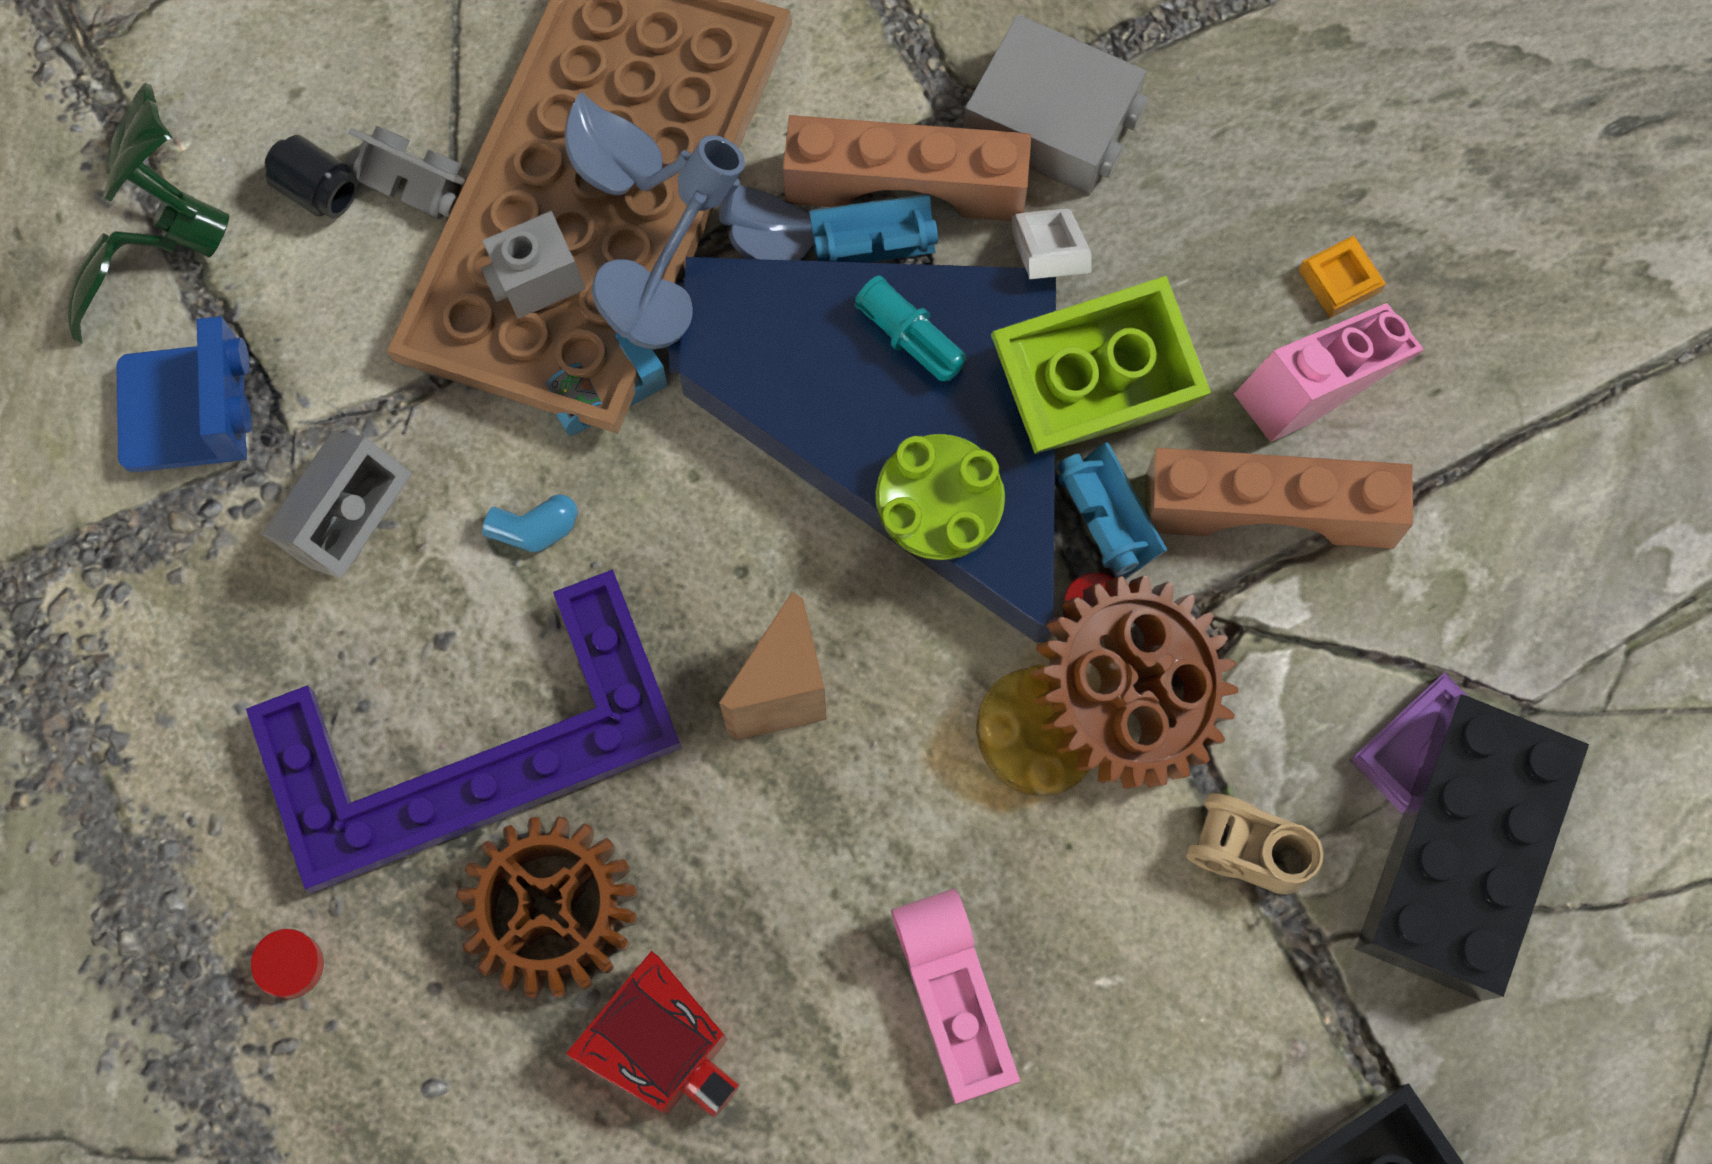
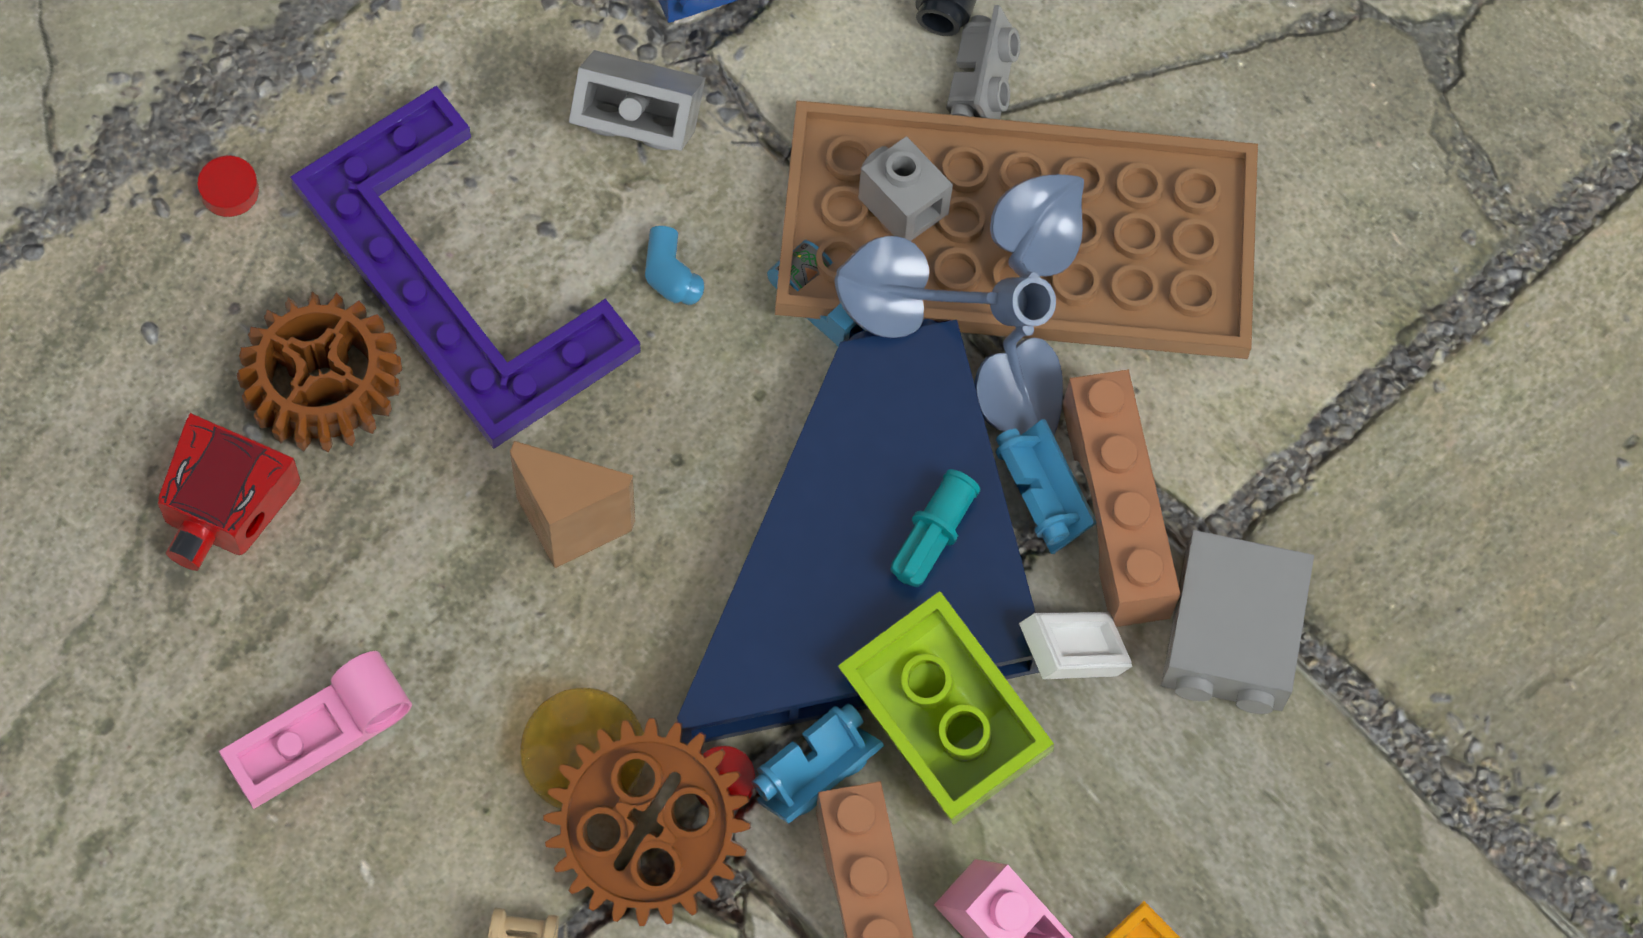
camera: 70 degrees right, 5 degrees down
(940, 496) = (773, 593): lime dish -> none

